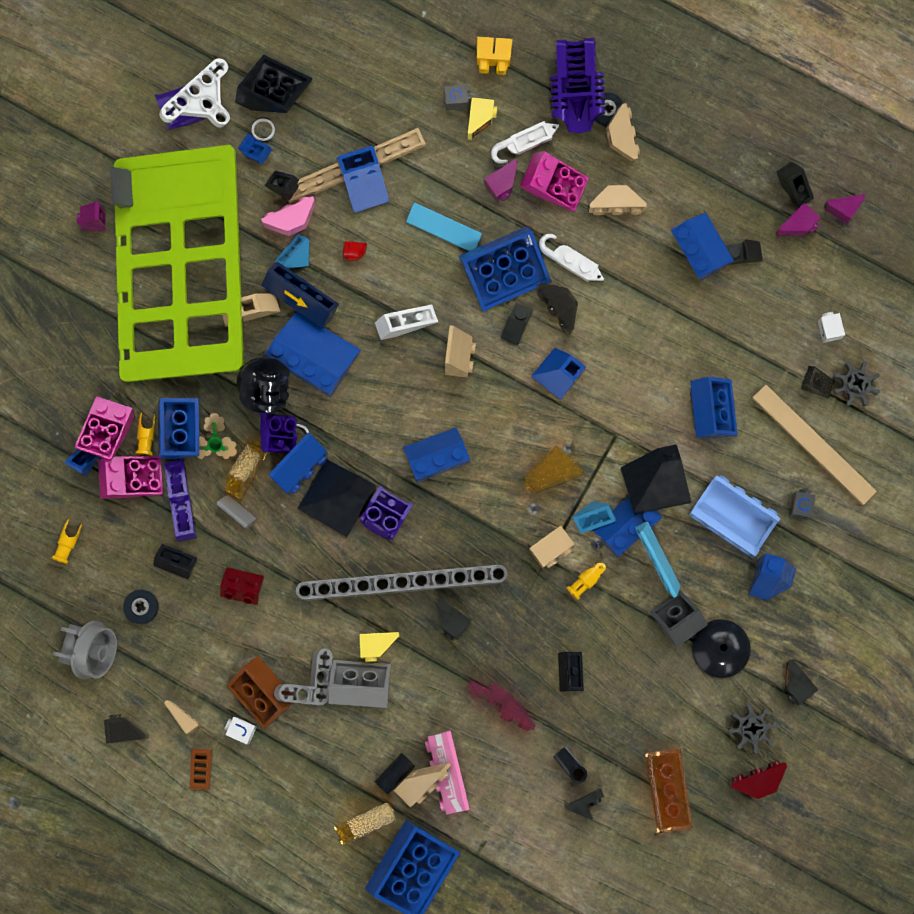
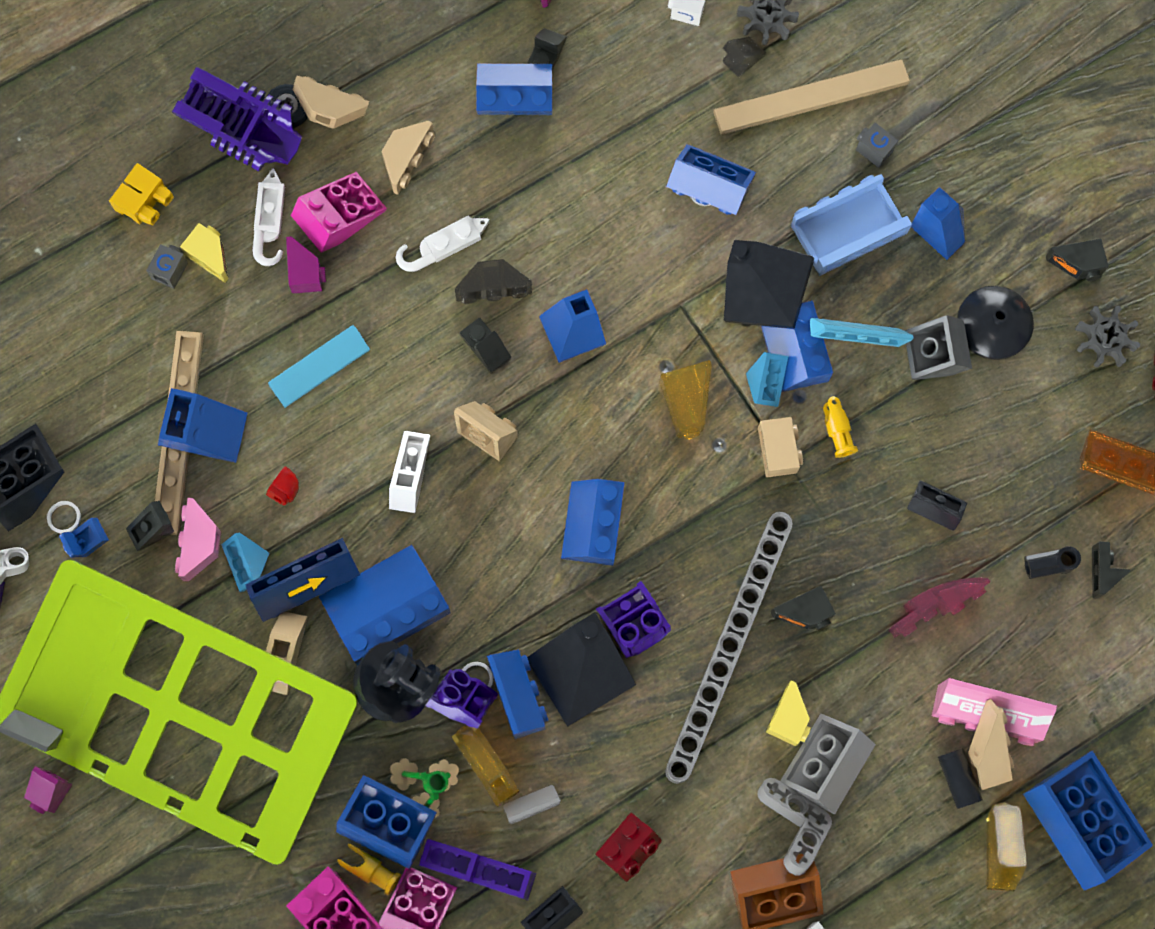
camera: 65 degrees left, 5 degrees down
(505, 268) = (410, 321): blue slope -> none

